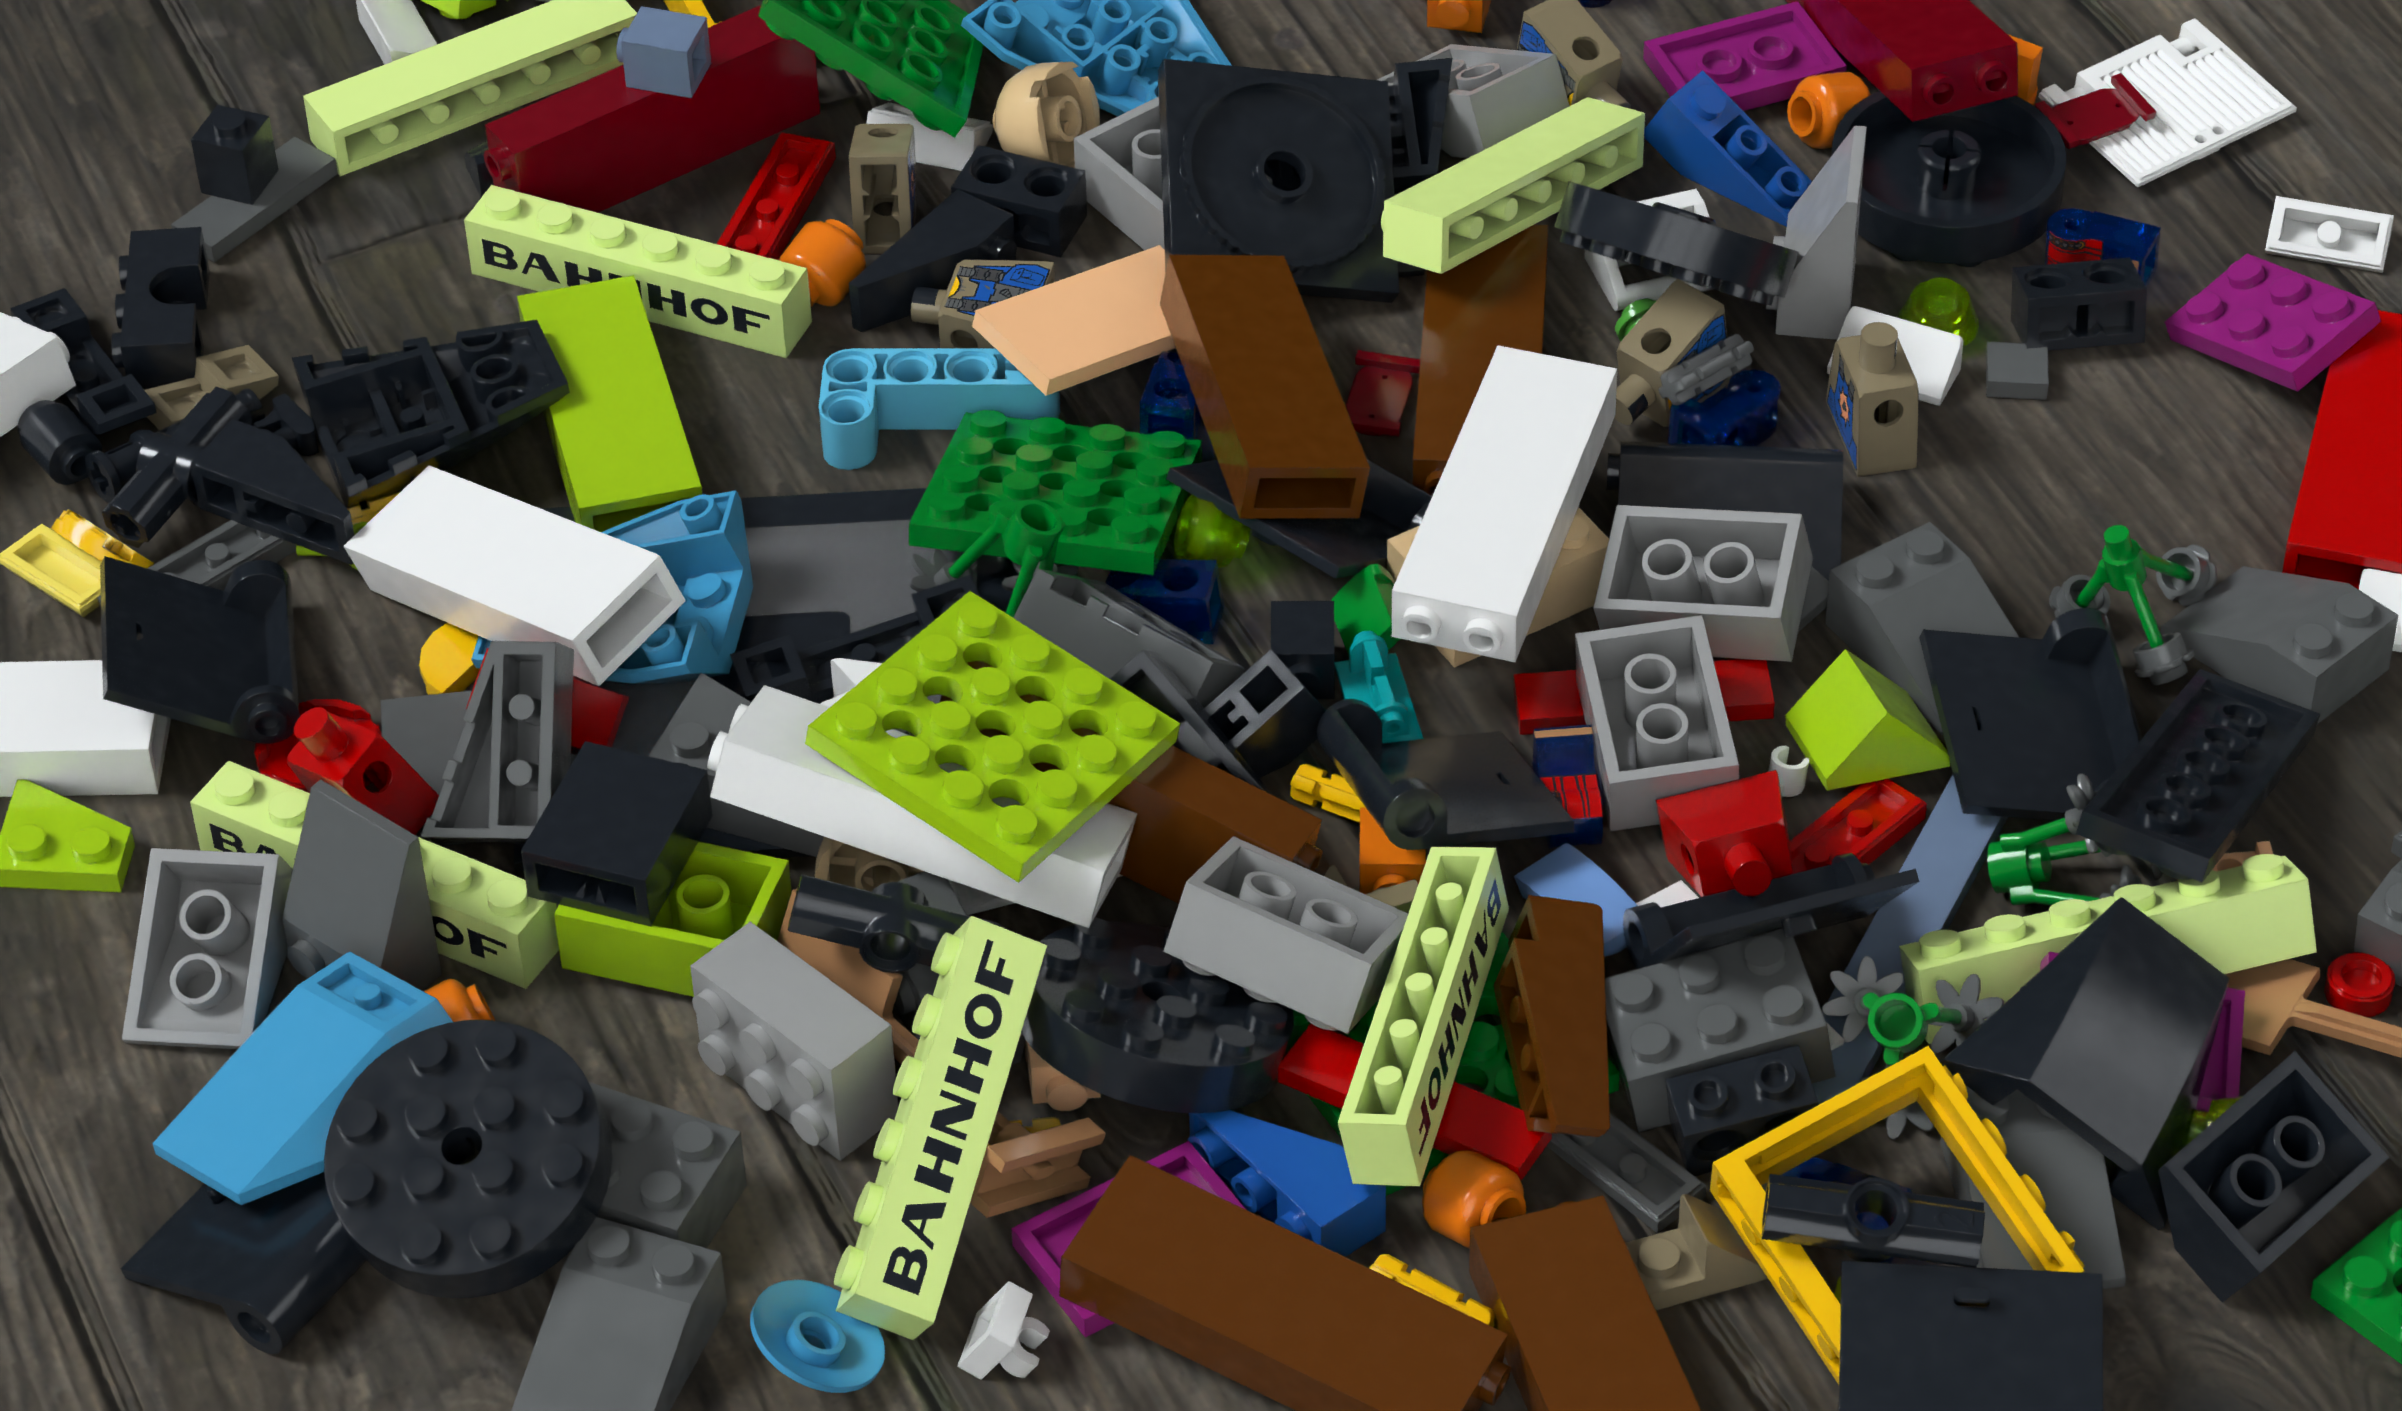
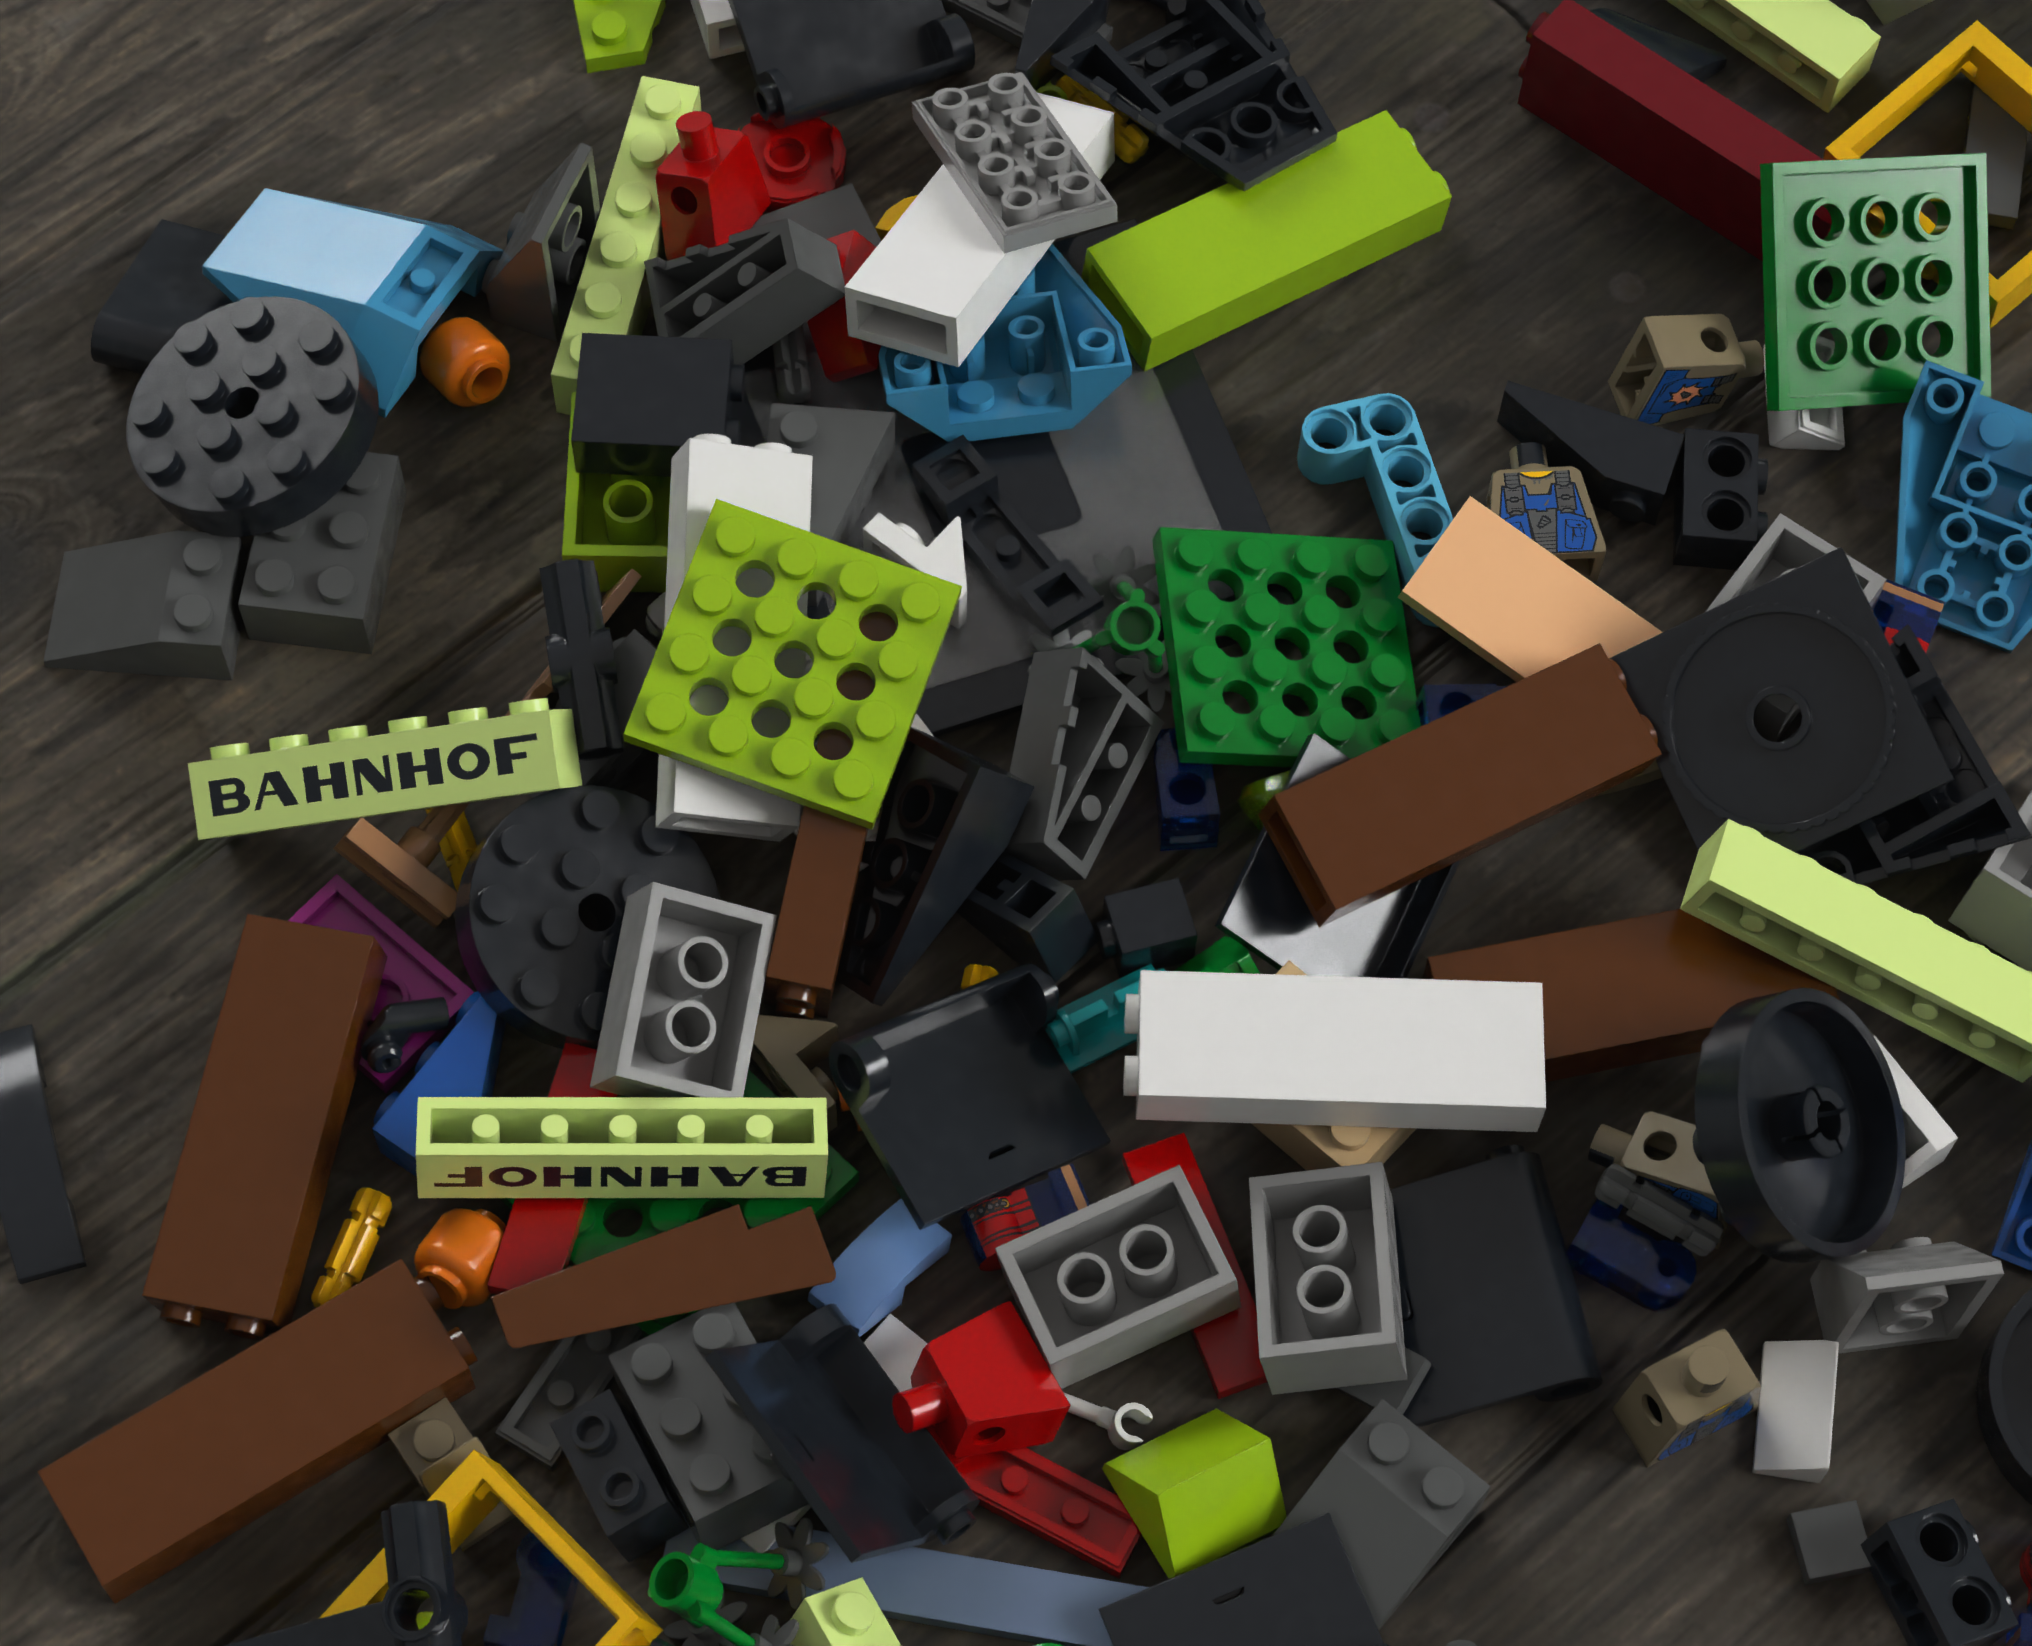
camera: 70 degrees right, 20 degrees up
(207, 948) = (500, 150): light grey slope -> none
(466, 521) = (1013, 161): none -> light grey tile
(665, 51) = (1705, 107): sand blue brick -> none
(679, 277) = (1481, 203): yellowish green brick -> none
(779, 195) = (1624, 288): red tile -> none
(794, 1041) = (485, 626): light grey brick -> none
(811, 1341) = (147, 734): dark azure dish -> none
(831, 256) = (1554, 353): orange head -> none
(998, 1334) = (219, 897): white tile -> none
(1045, 111) = (1838, 486): tan cylinder -> none
(1209, 1174) = (394, 1025): none -> black arm
(1380, 392) = (1556, 905): dark red piece -> none
(1942, 306) = (1863, 1447): clear neon green cone -> none

